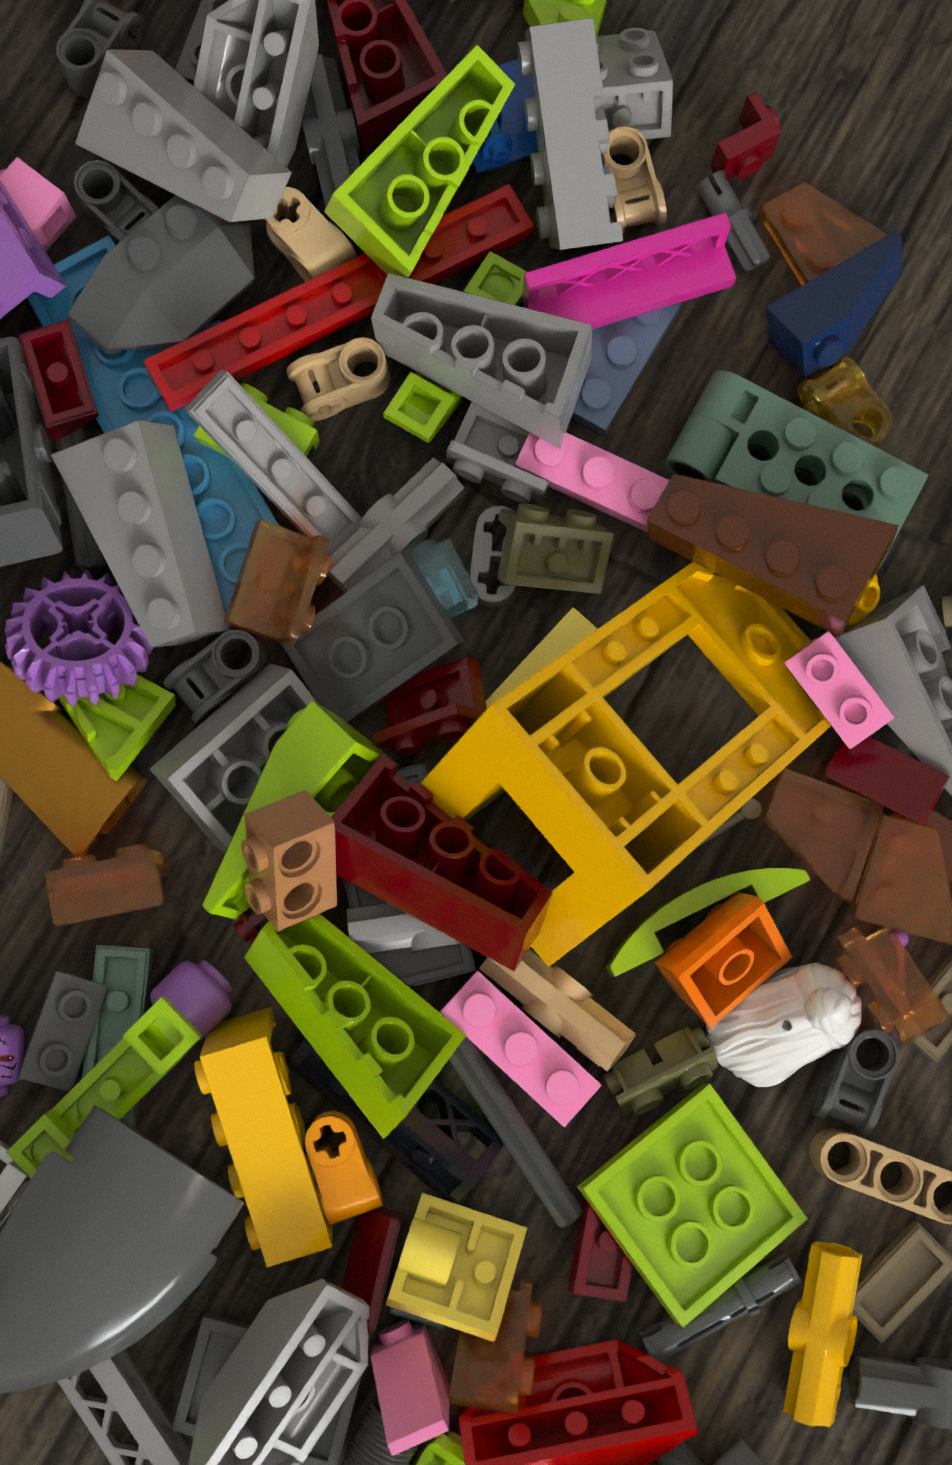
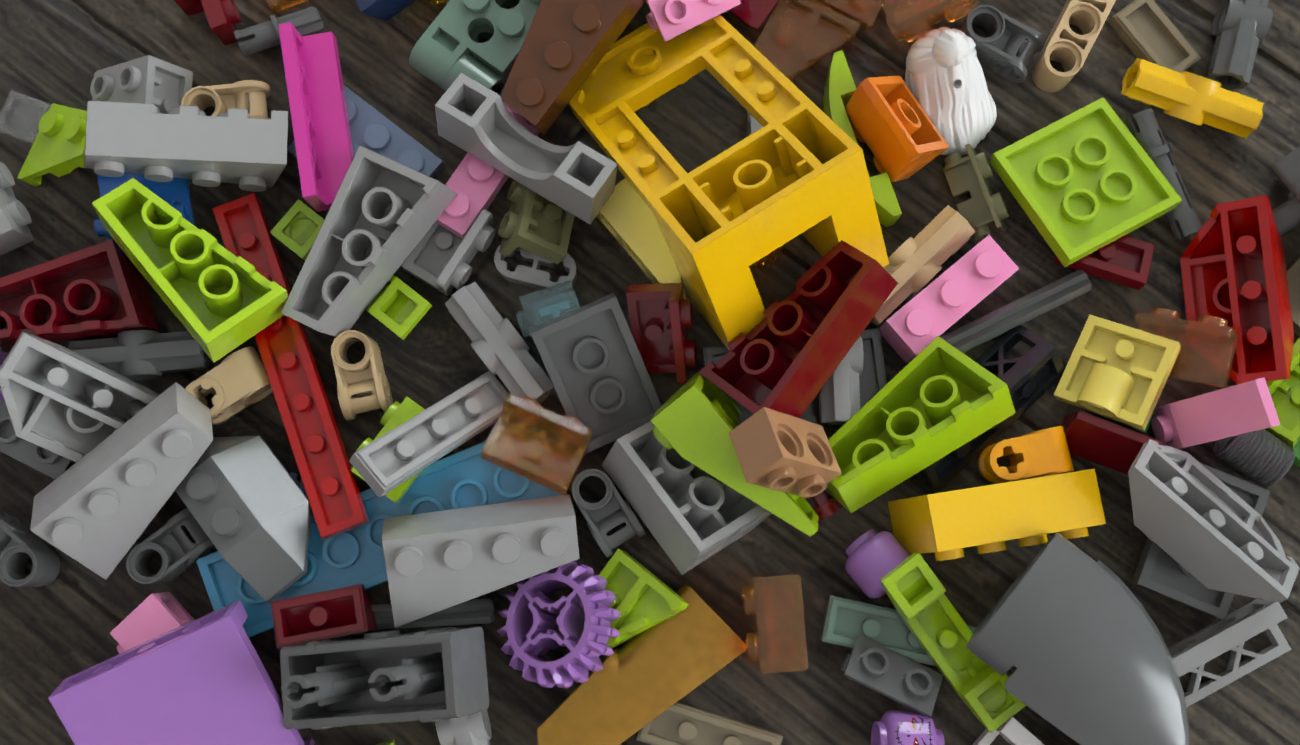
camera: 75 degrees left, 0 degrees up
(600, 551) = (566, 175): none -> light grey arch

